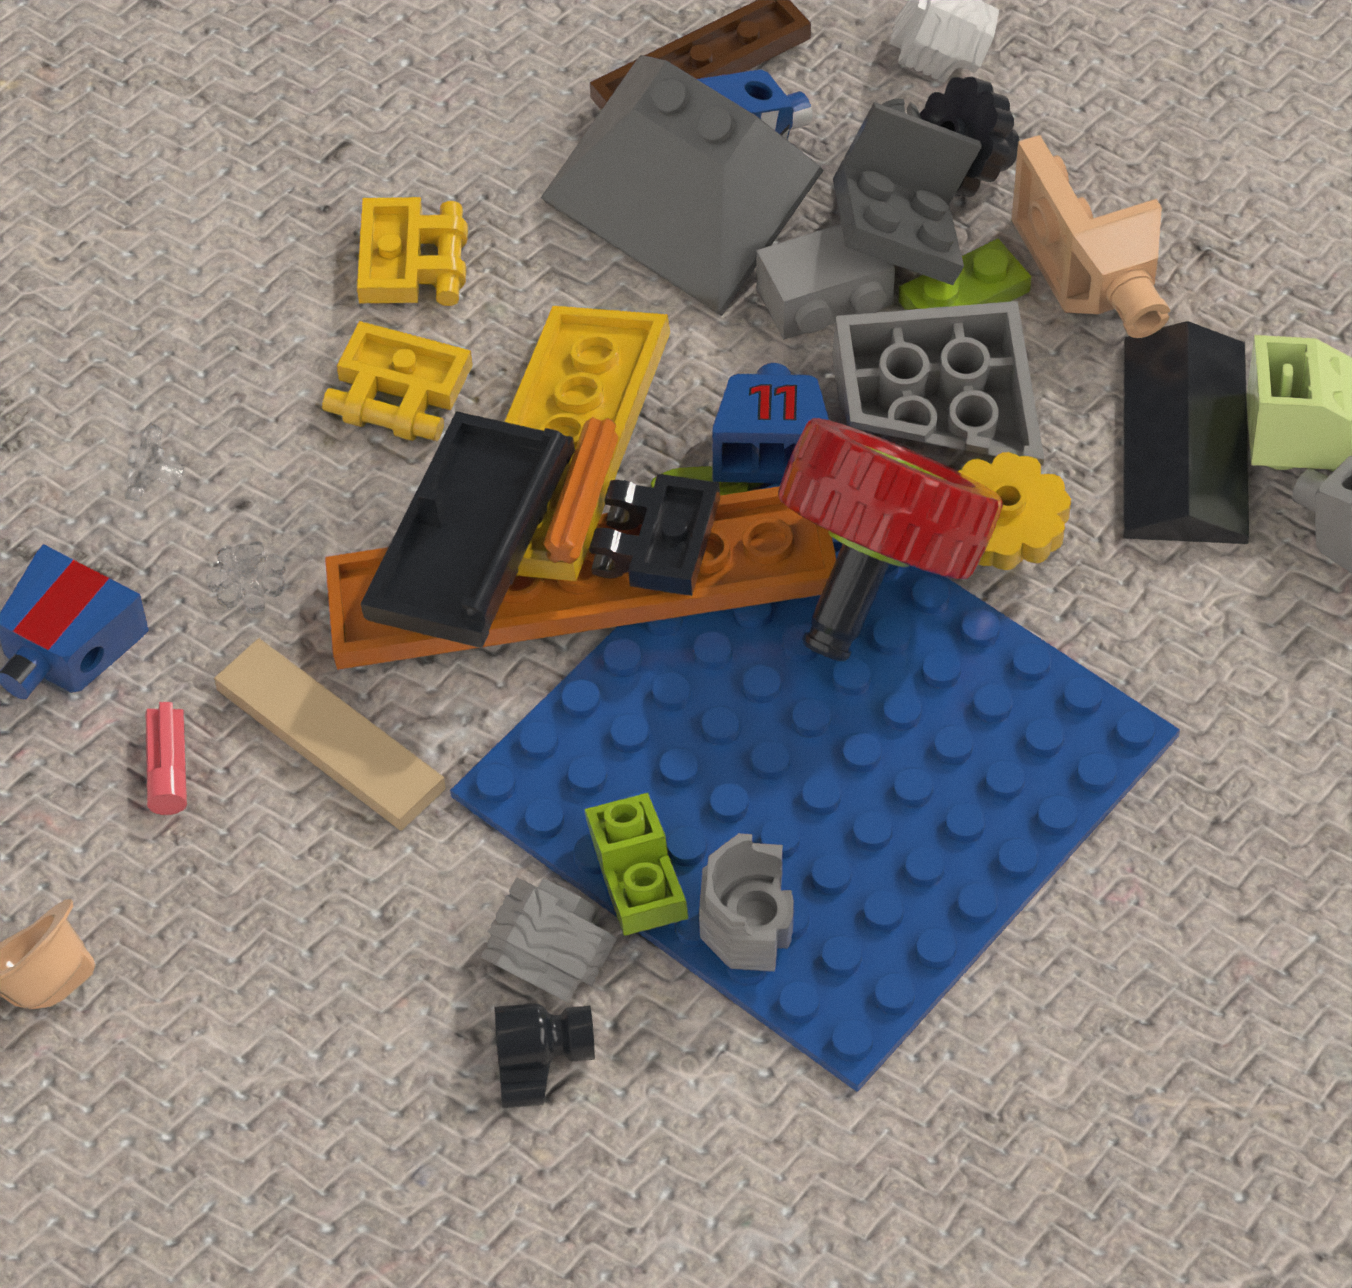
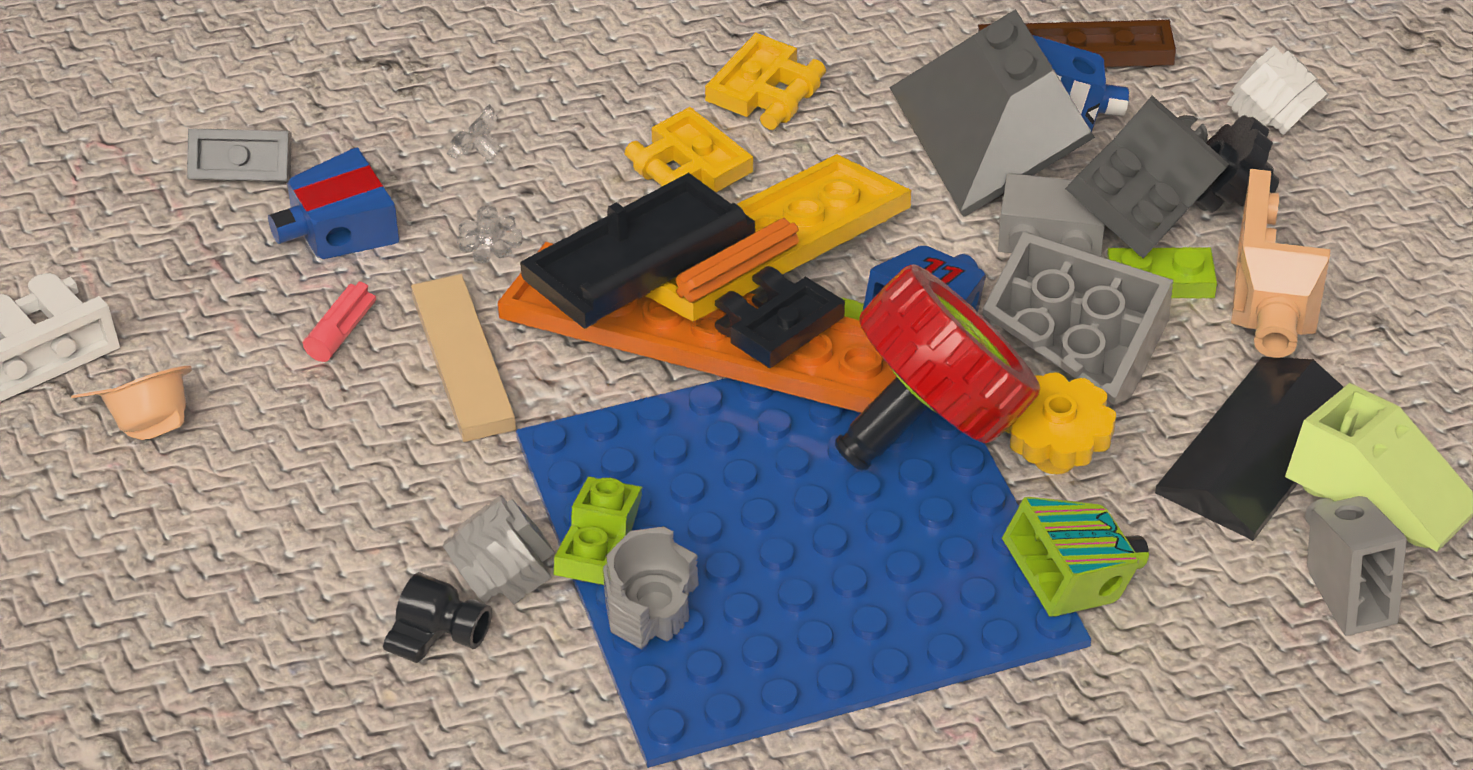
camera: 30 degrees right, 10 degrees down
(1114, 650) = (1073, 553): none -> lime torso

